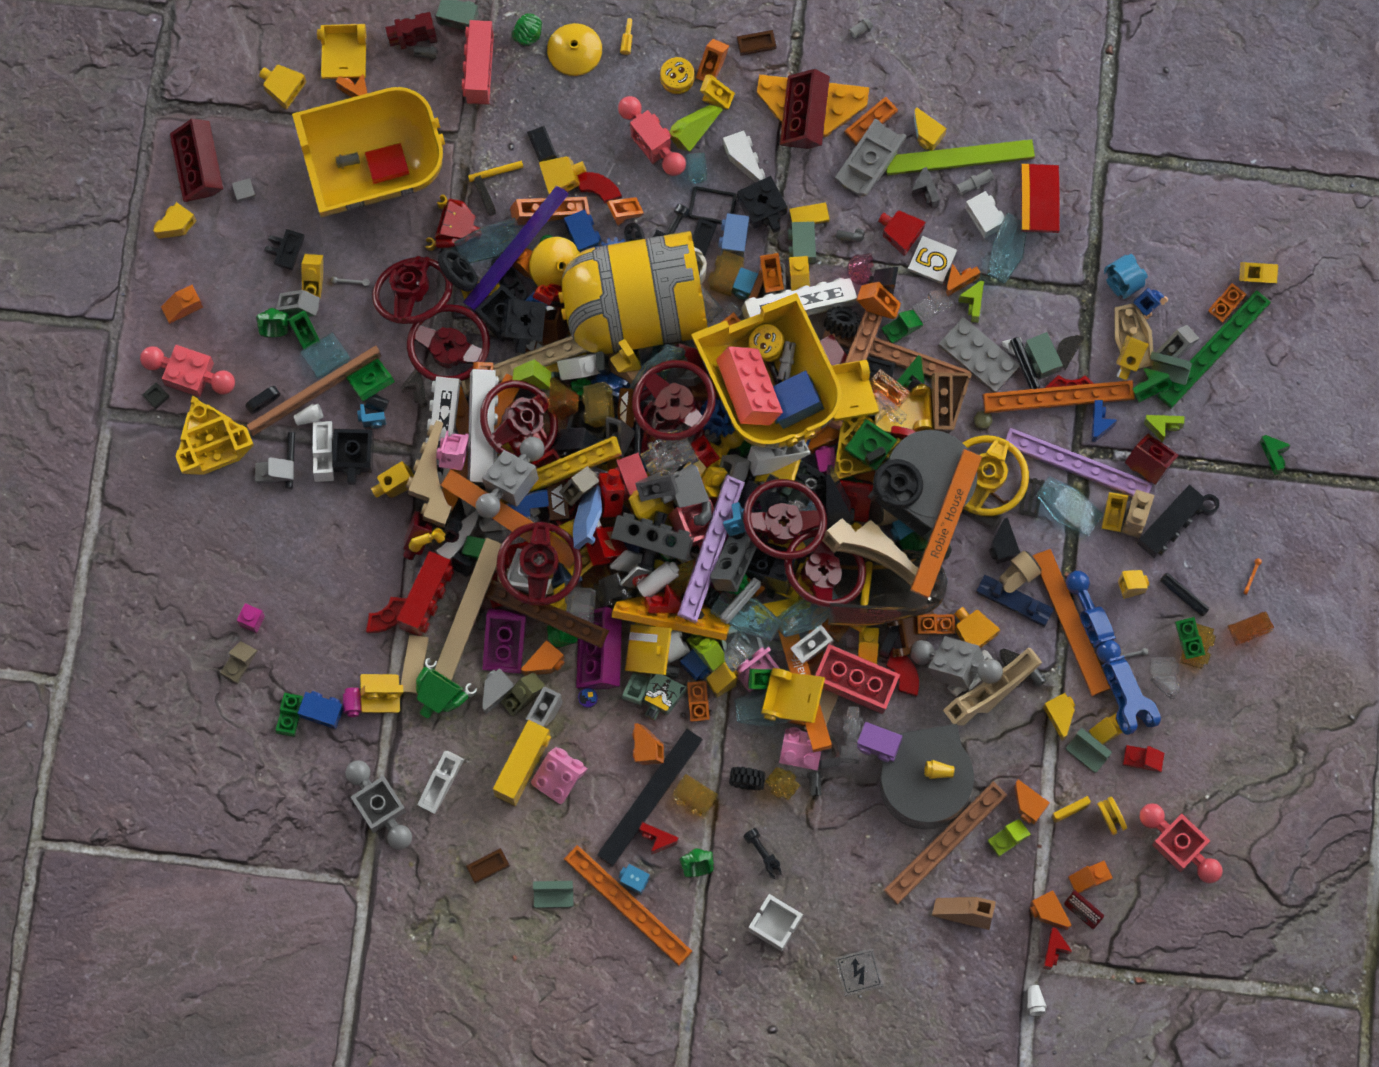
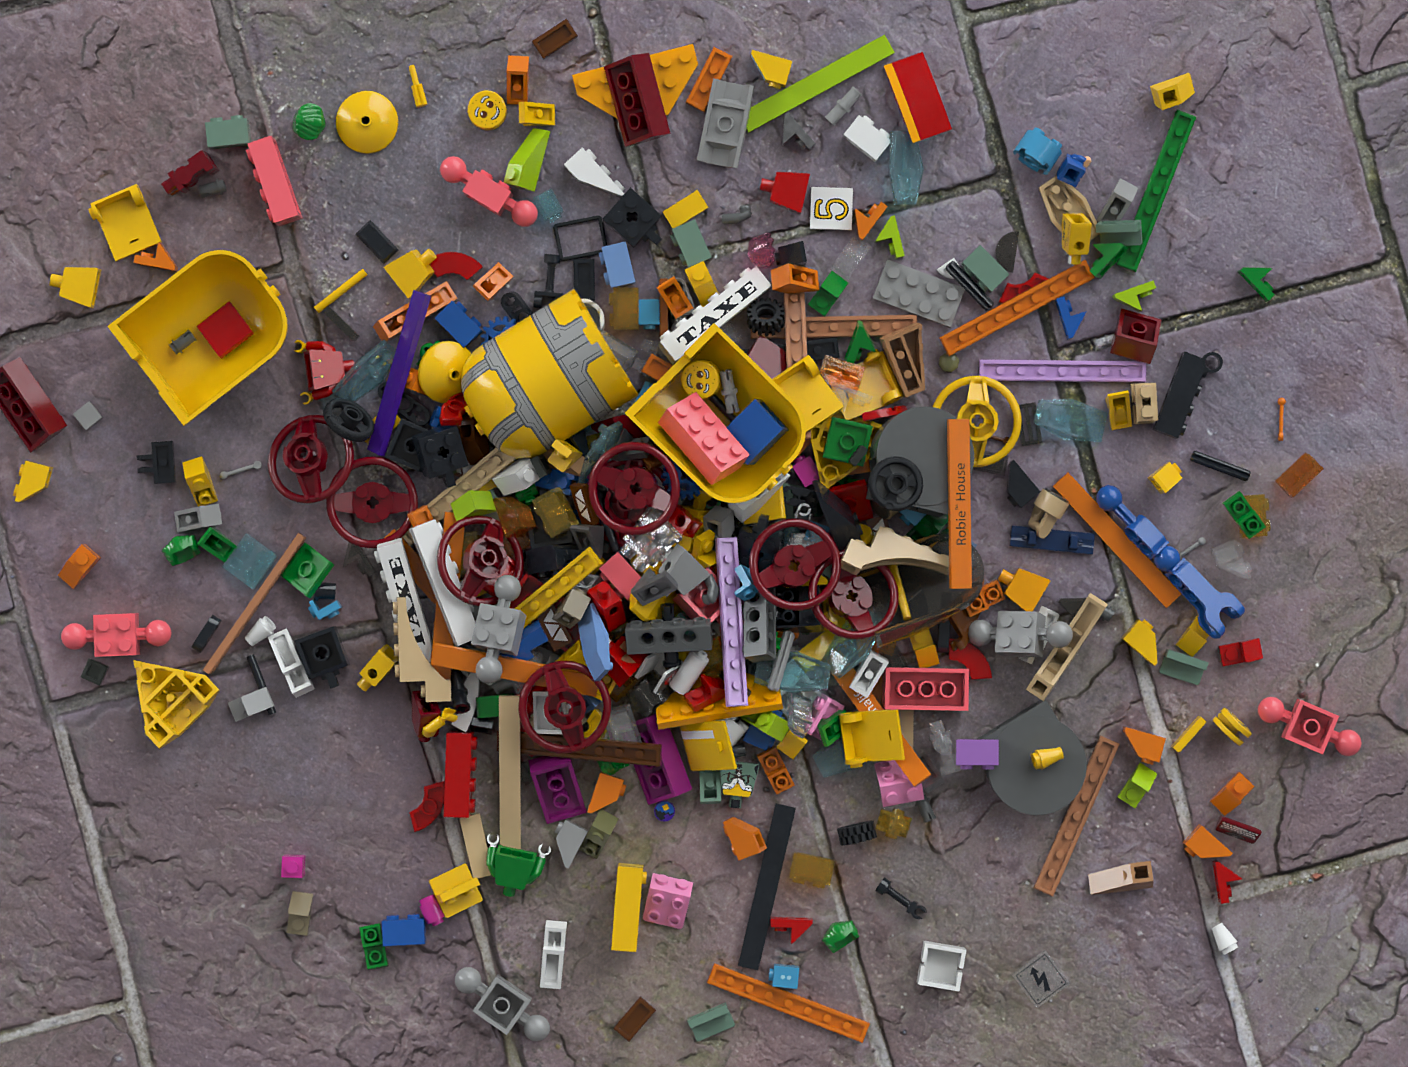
camera: 25 degrees left, 15 degrees up
(453, 451) = (428, 622): bright pink hinge -> none
(545, 707) = (627, 844): light grey slope -> none
(1227, 302) = (1151, 135): orange slope -> none

